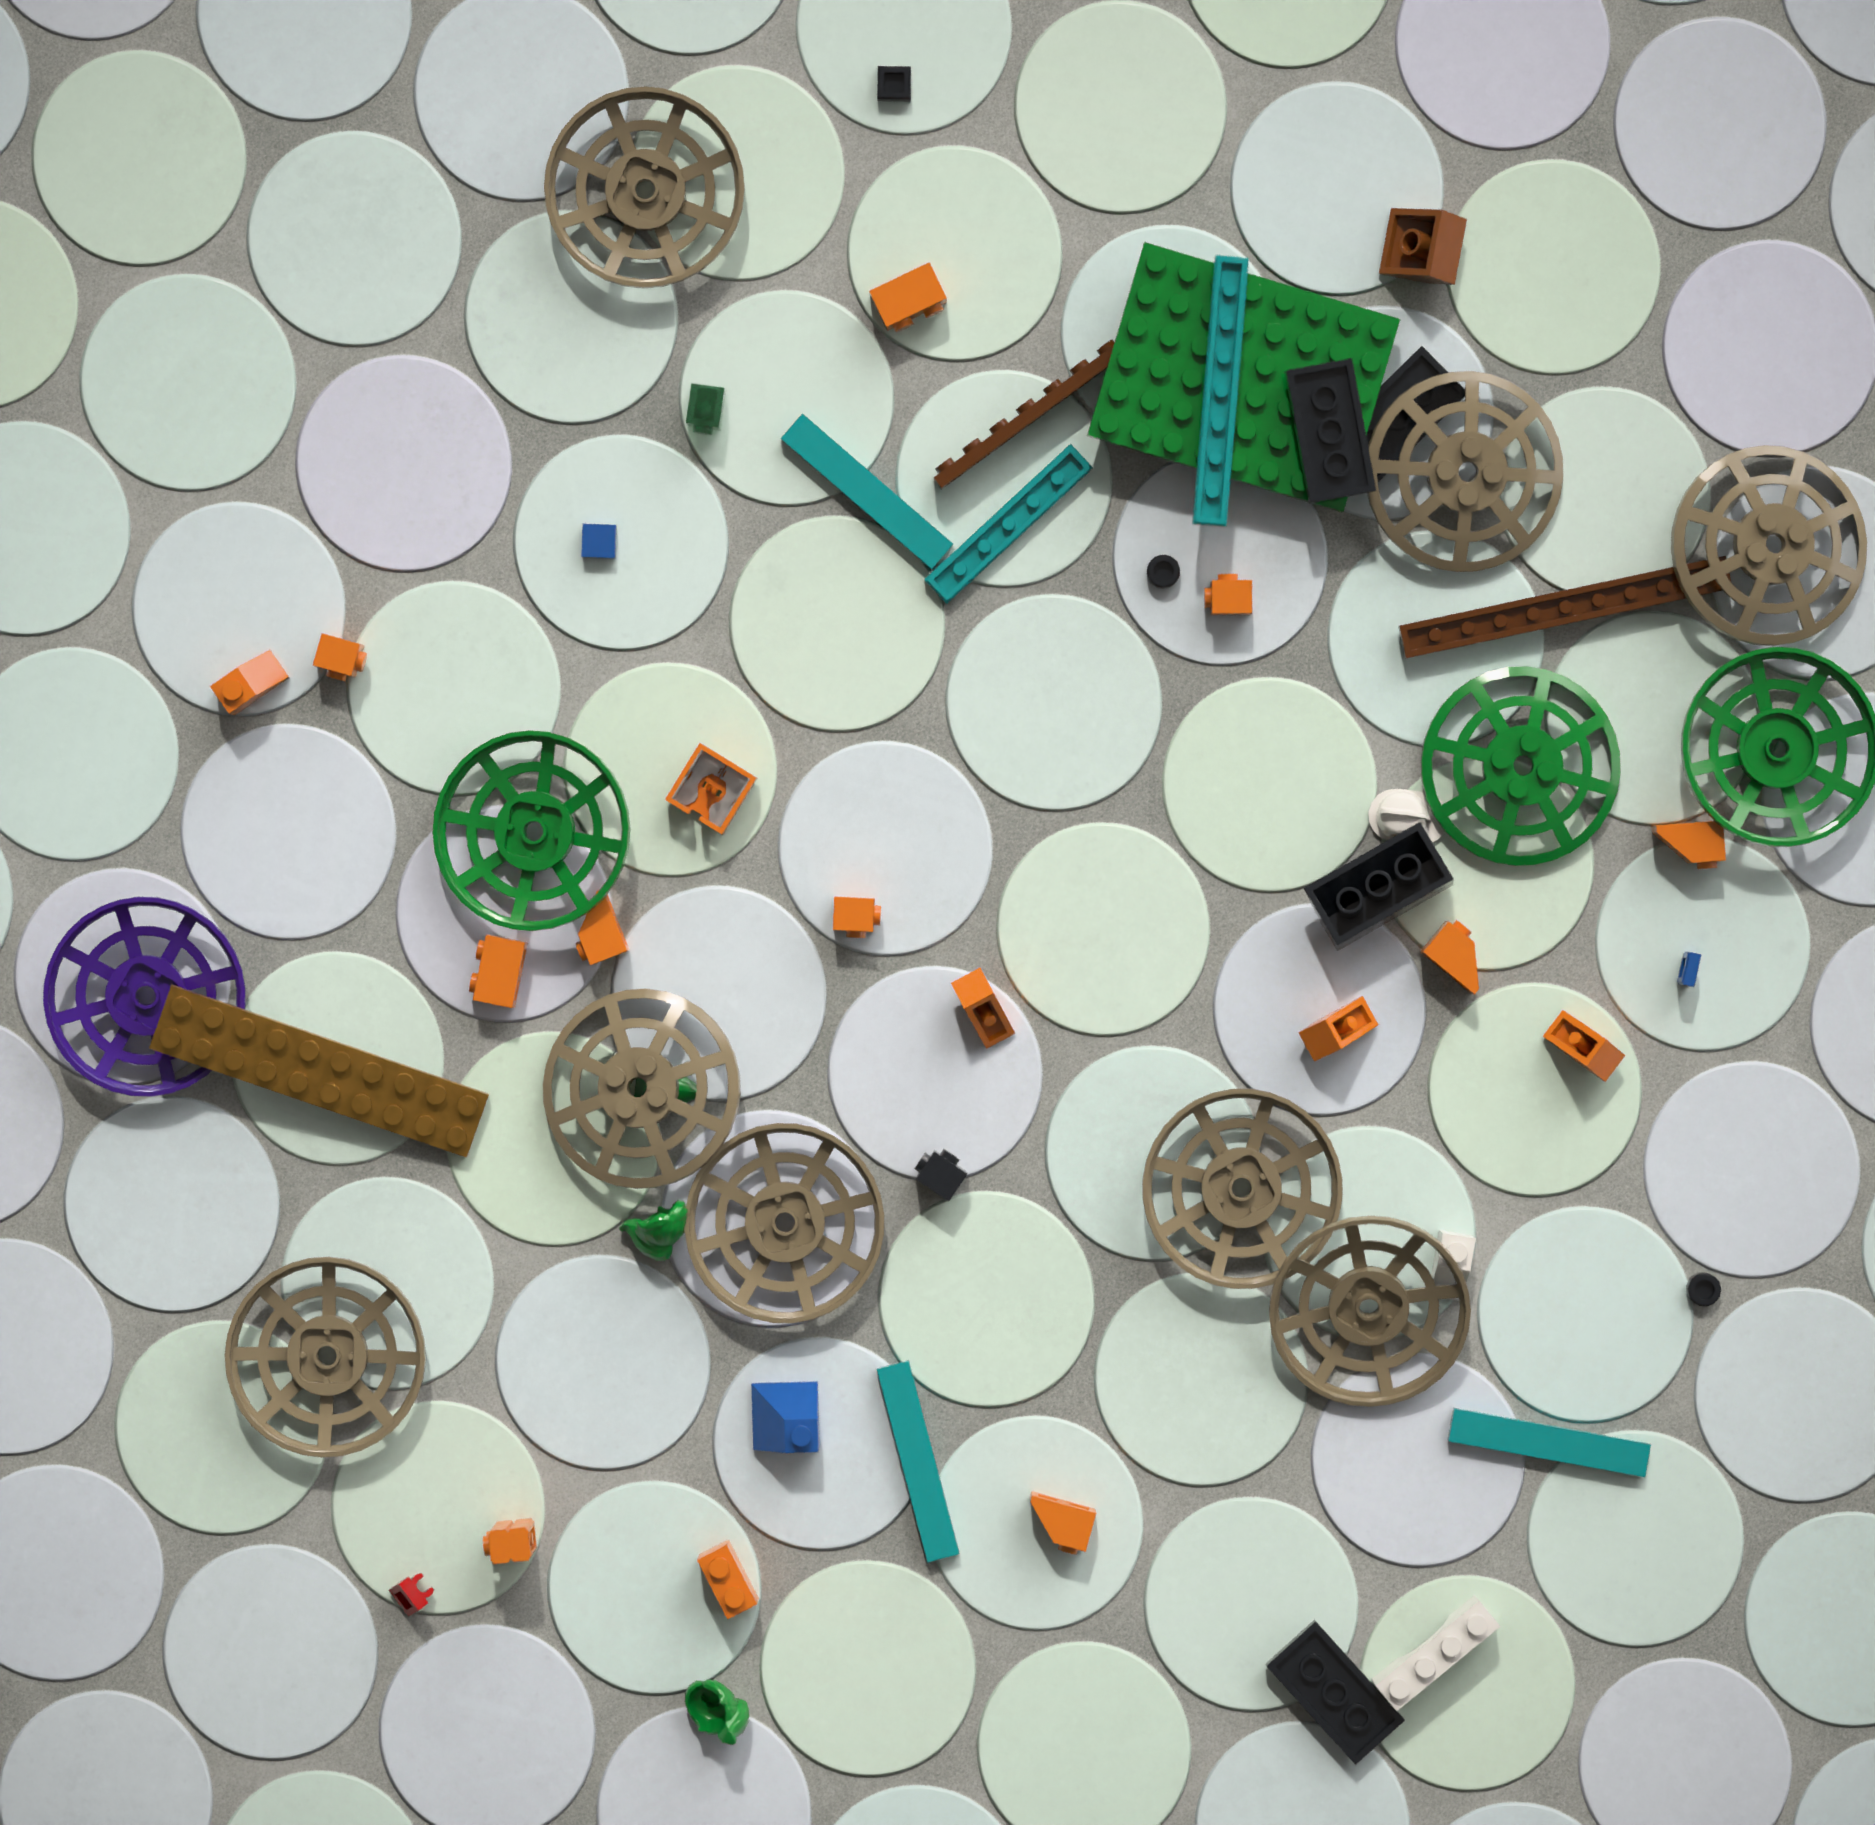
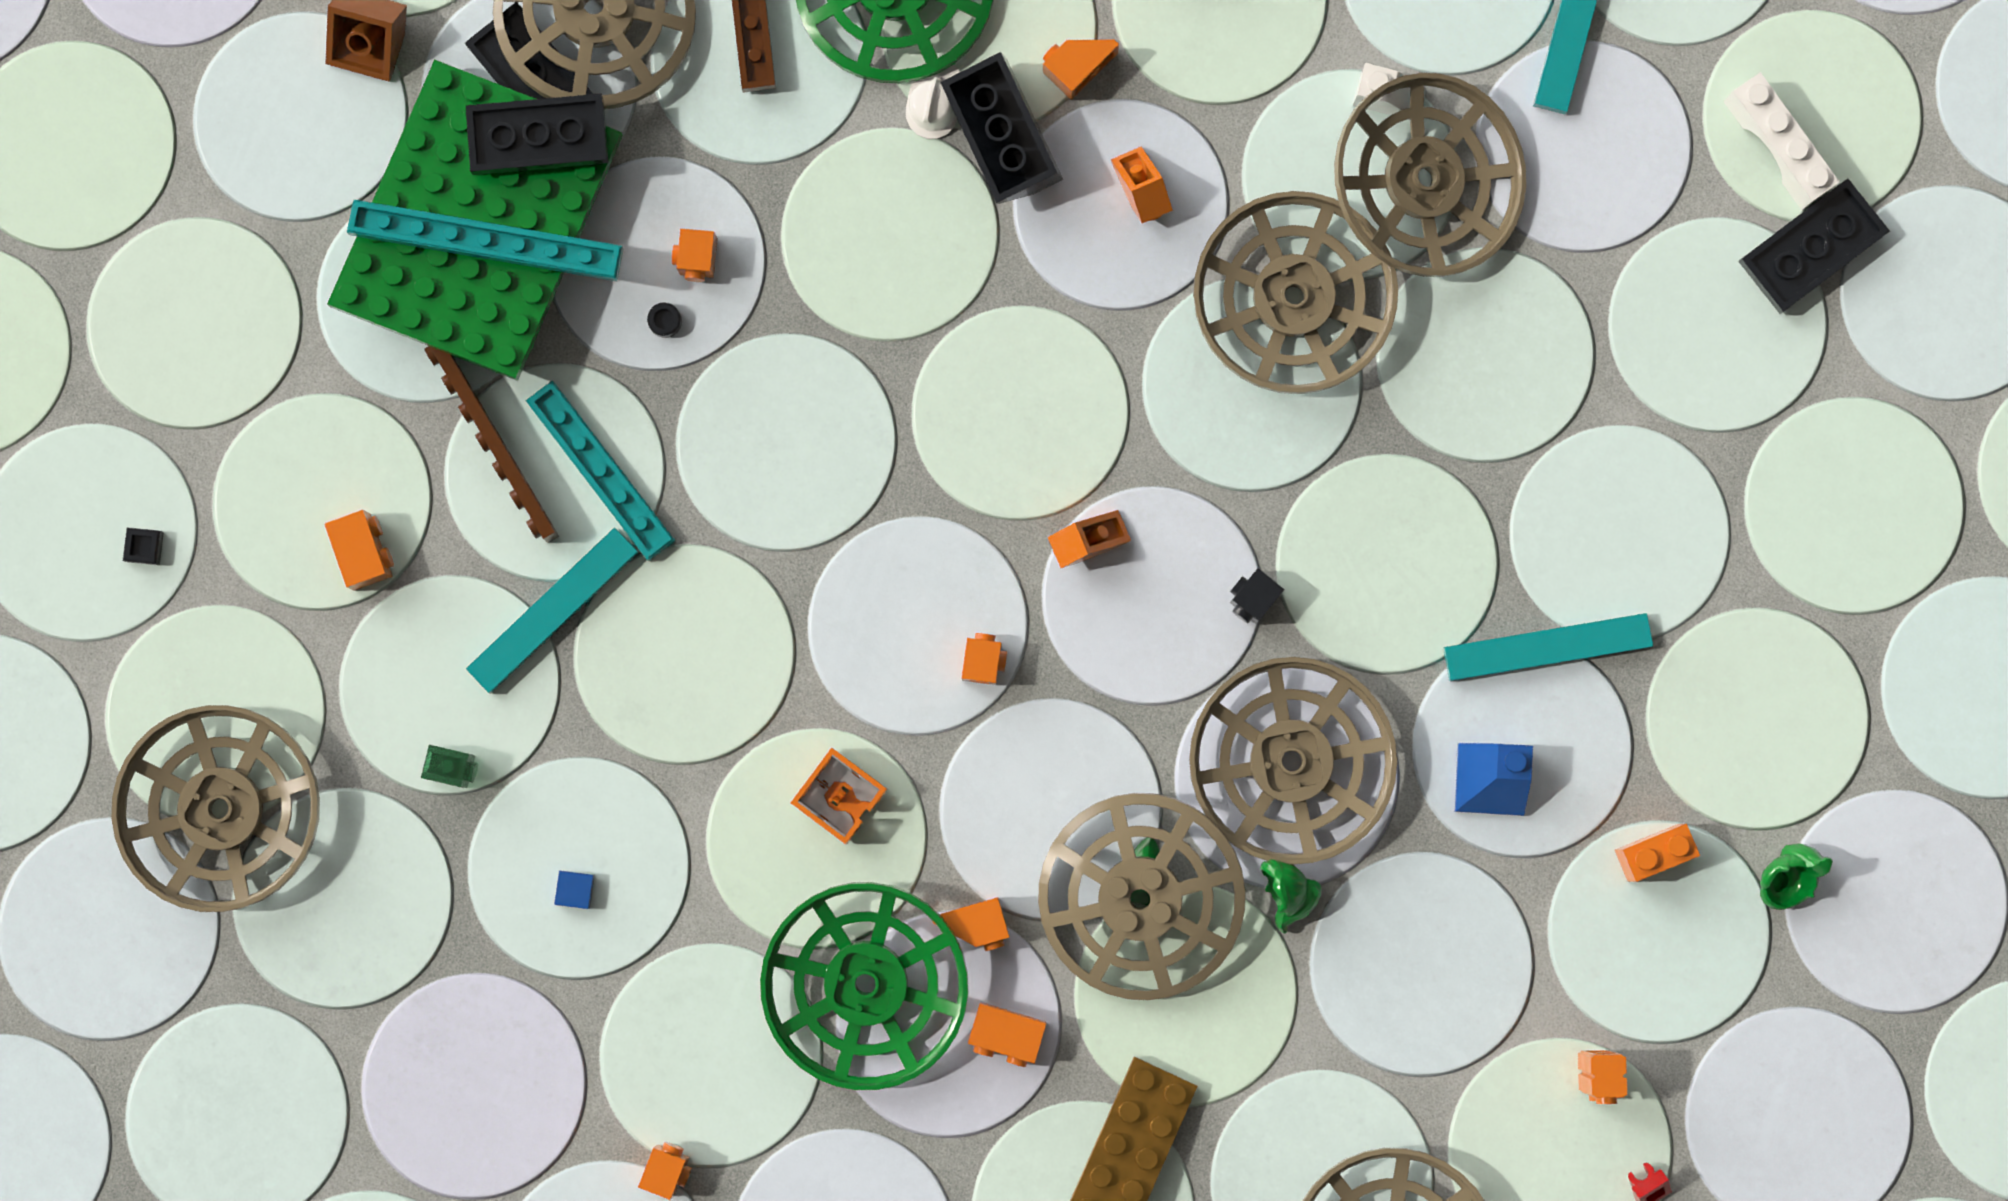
camera: 80 degrees left, 5 degrees down
(1064, 1521) = (1622, 500): orange slope -> none

